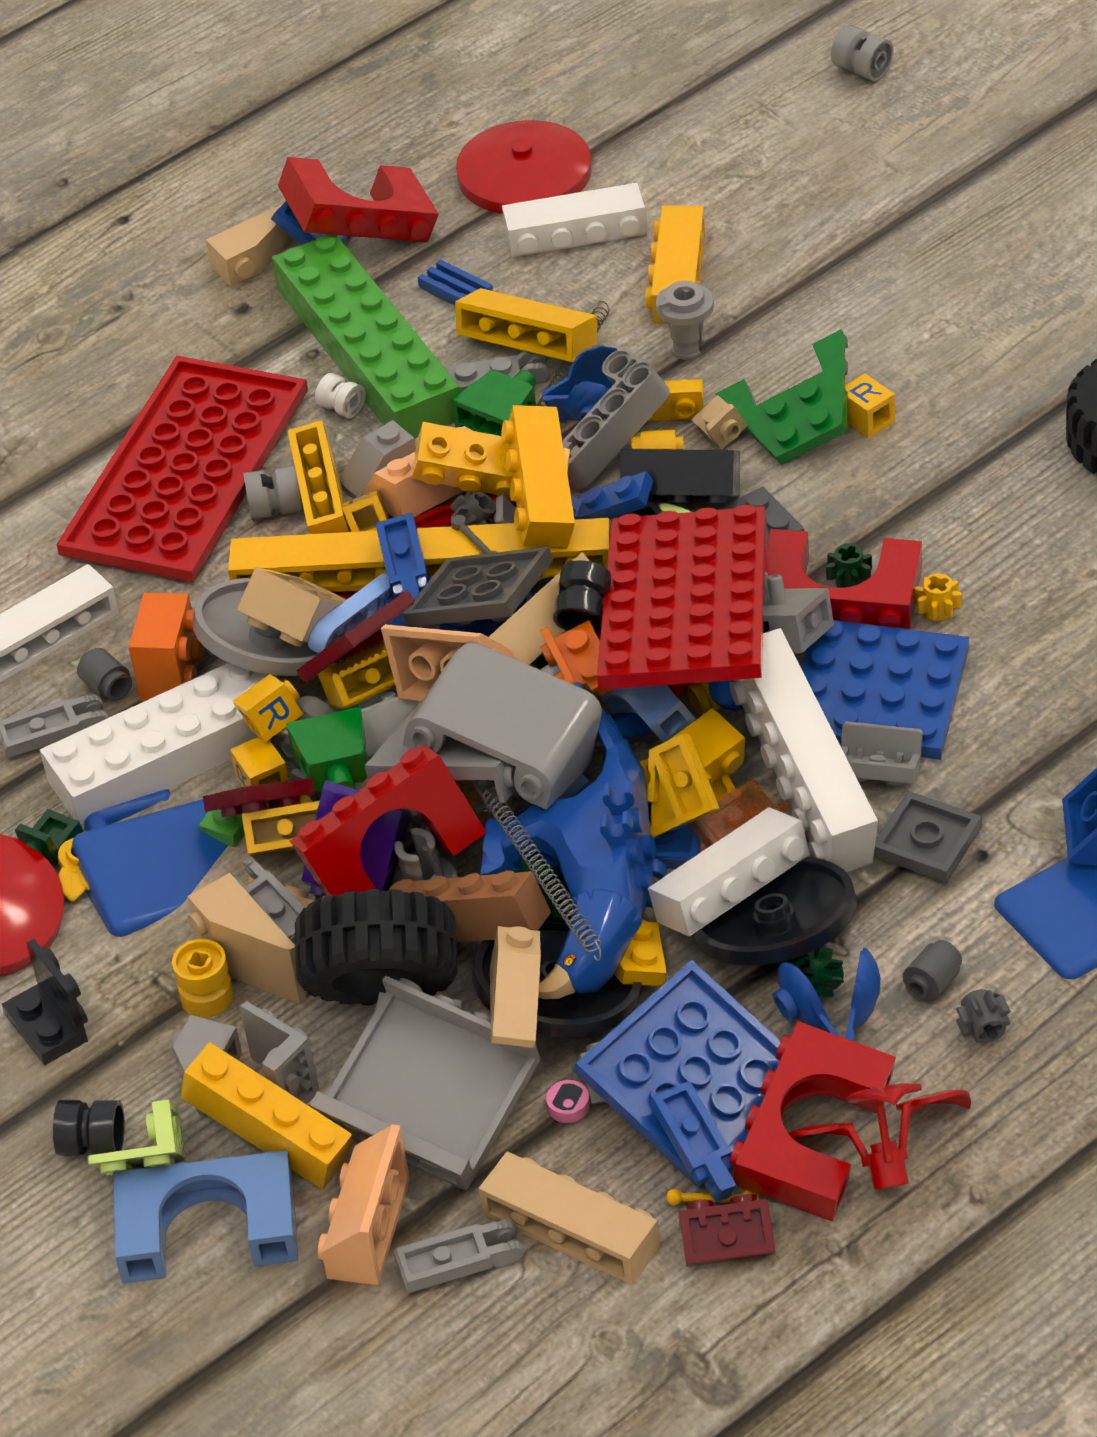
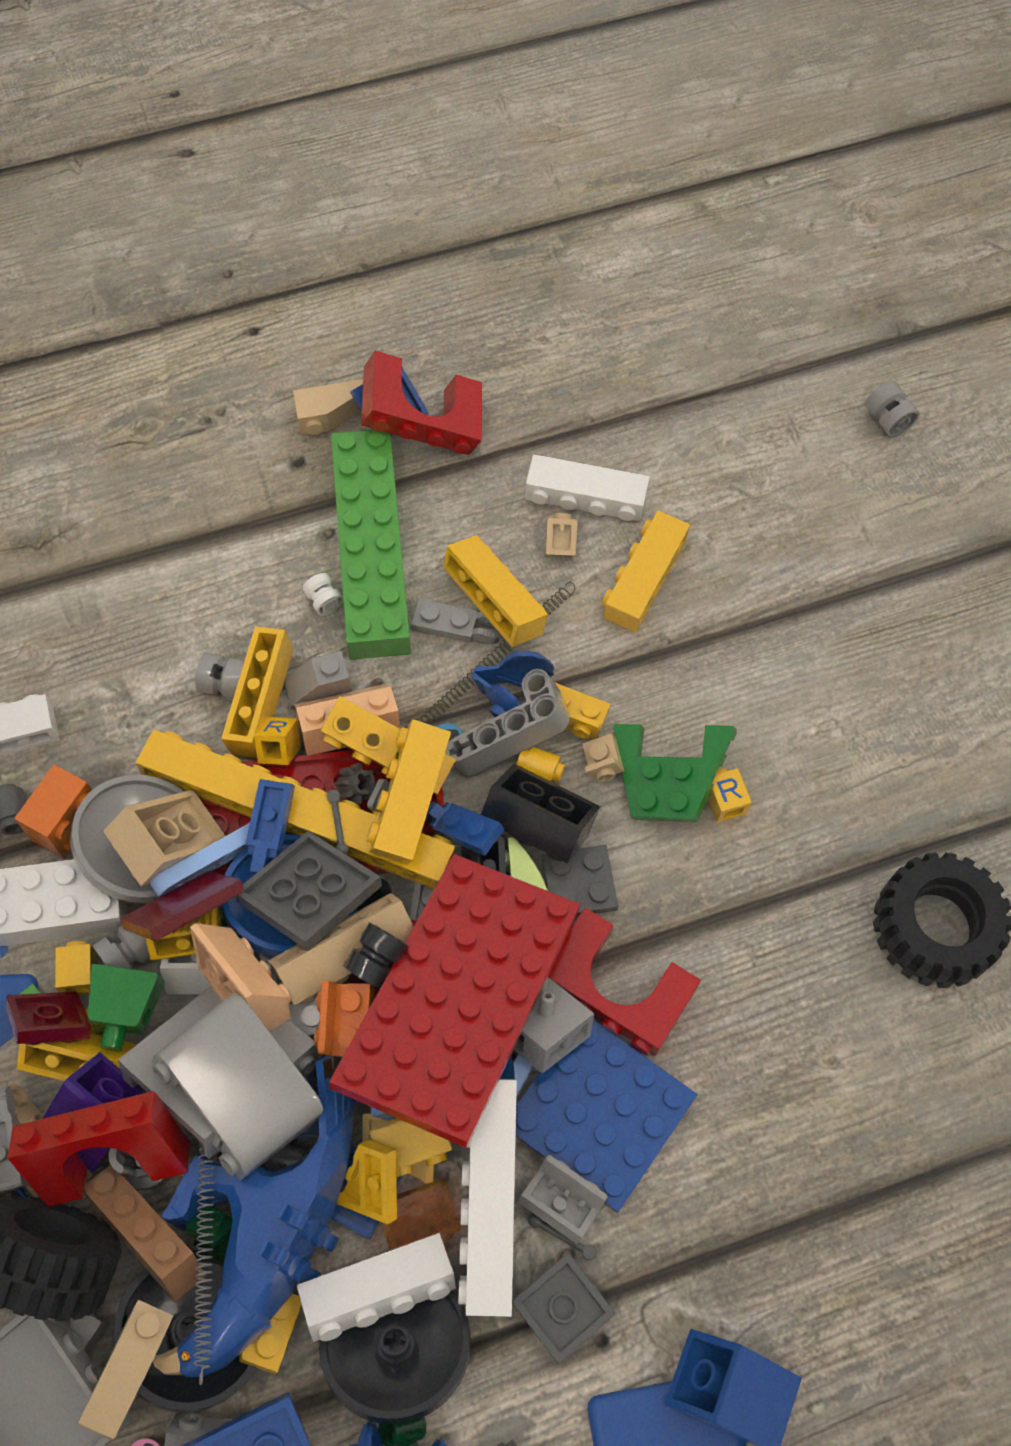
camera: 15 degrees right, 20 degrees up
(182, 468) = (170, 612): red plate -> none
(269, 706) = (94, 929): yellow brick -> none
(455, 278) = (480, 514): blue tile -> none
(490, 400) = (438, 661): green torso -> none
(522, 164) = (576, 411): red dish -> none
(570, 266) = (561, 535): none -> tan bracket
(685, 308) = (621, 638): light grey piece -> none
(848, 565) = (634, 979): dark green gear -> none
(928, 792) = (588, 1251): none -> dark grey hinge
(938, 597) = (685, 1046): yellow gear -> none

